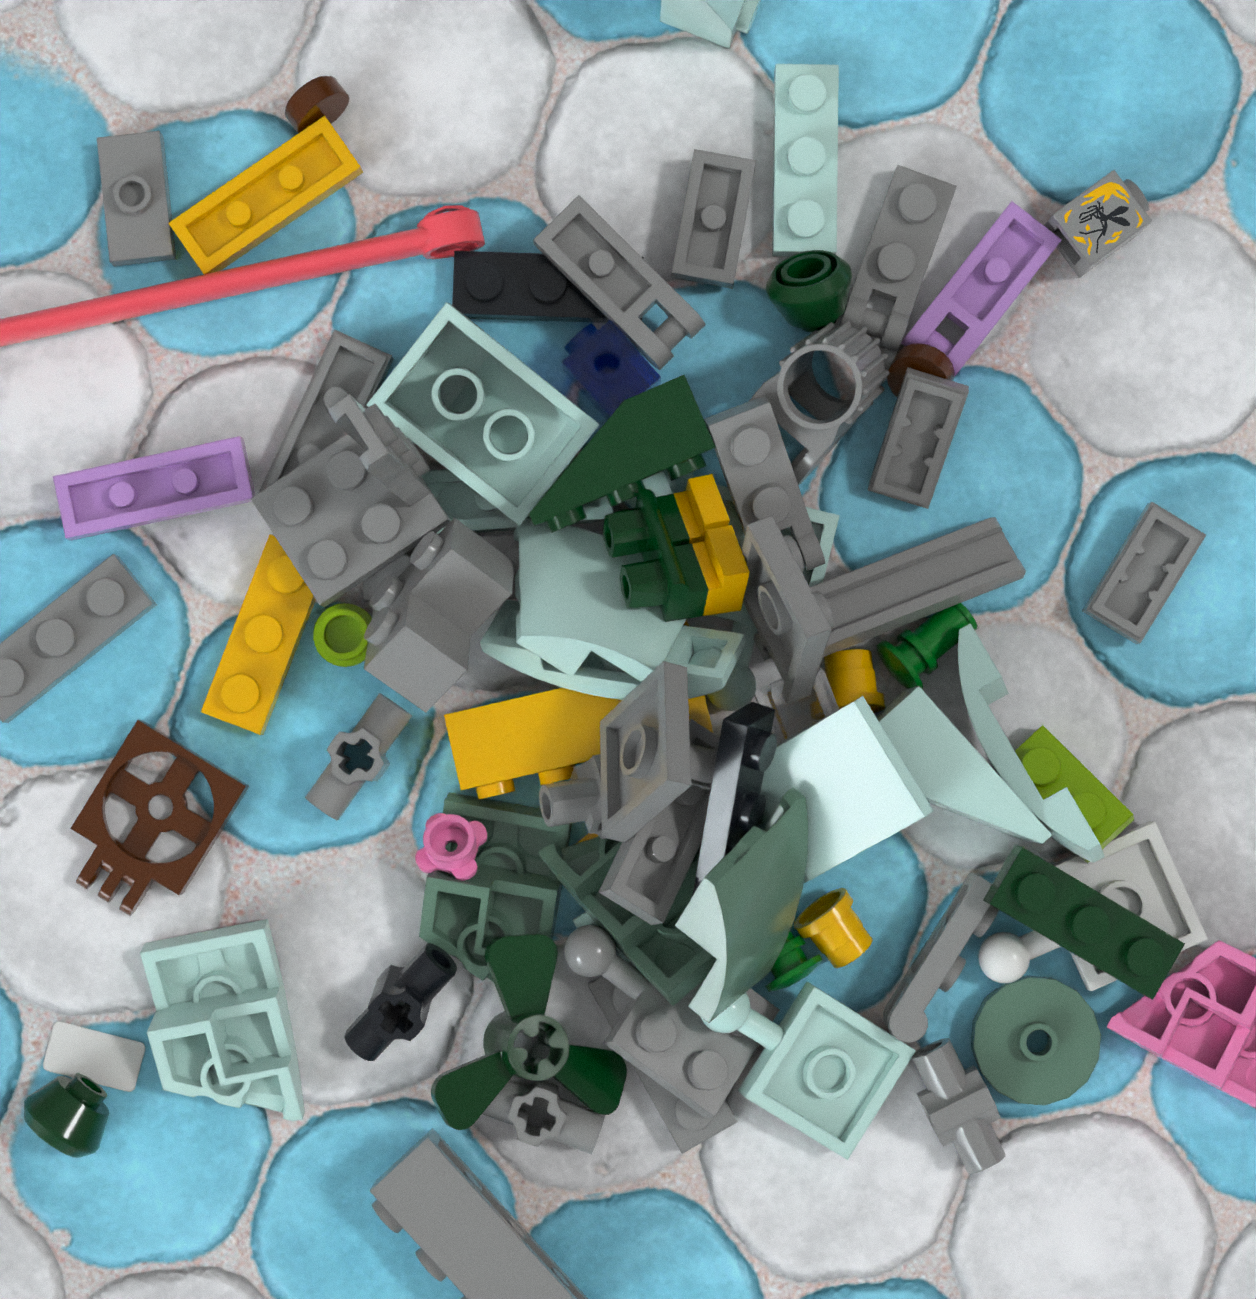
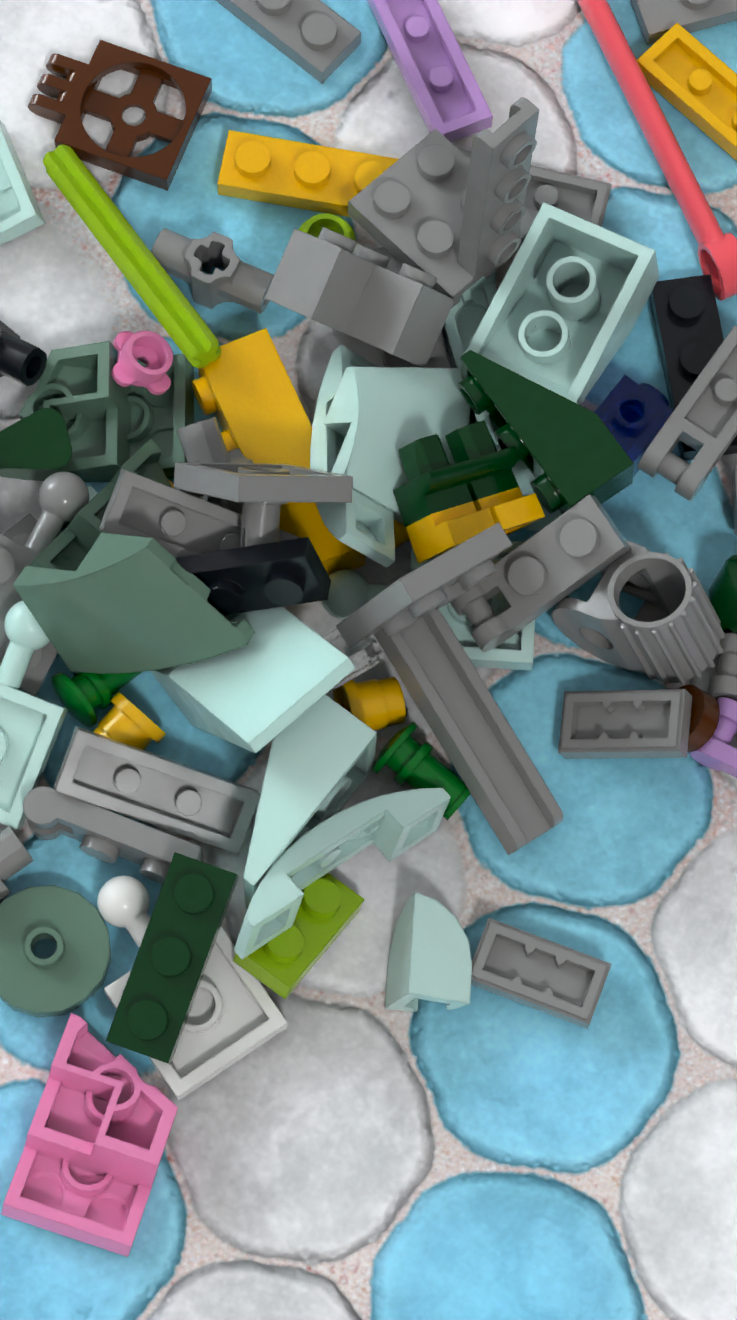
camera: 75 degrees right, 15 degrees down
(333, 838) = (132, 257): none -> lime axle
(907, 910) = (156, 790): none -> light grey plate
(1115, 675) = (428, 958): none -> light aqua brick

